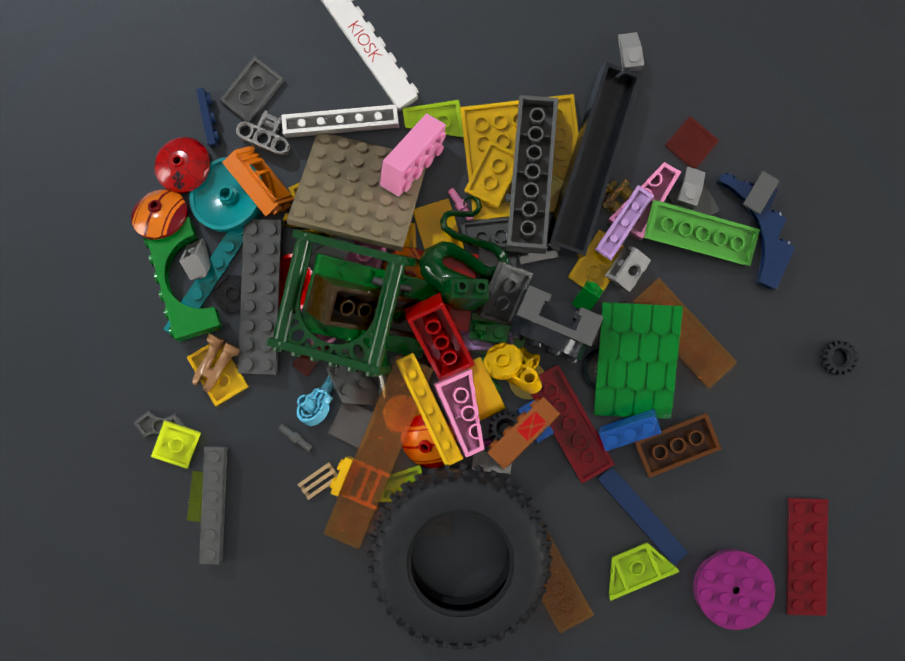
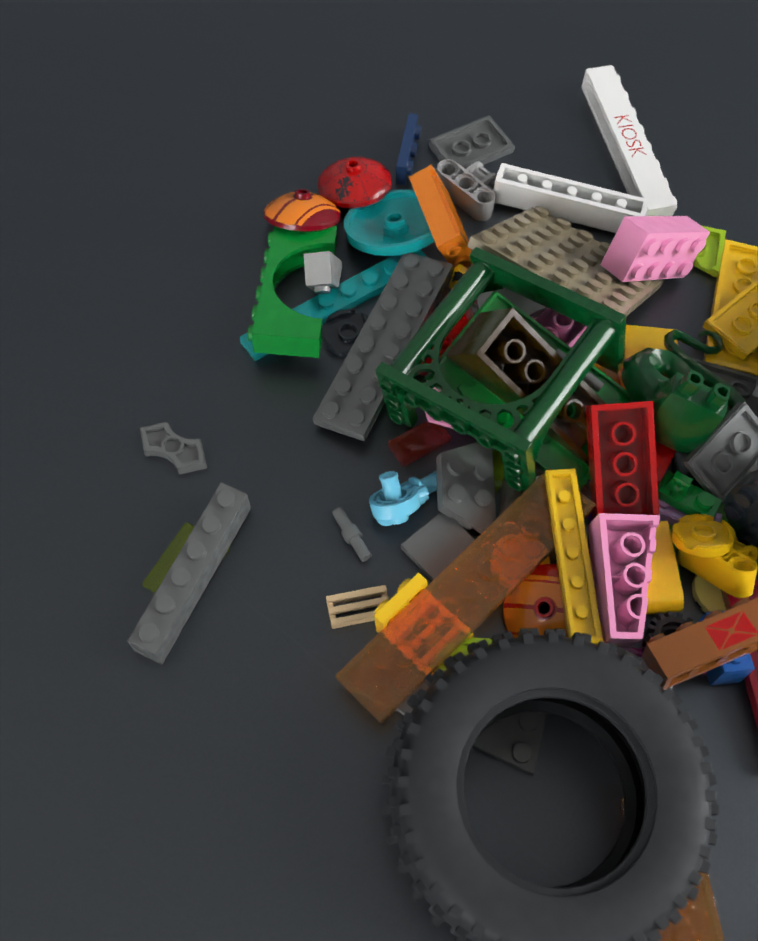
camera: 15 degrees right, 25 degrees down
(175, 444) = (181, 475): neon yellow tile -> none
(214, 373) = (268, 400): medium nougat piece -> none
(230, 381) = (284, 414): yellow tile -> none
(459, 202) = (684, 326): bright pink bar -> none

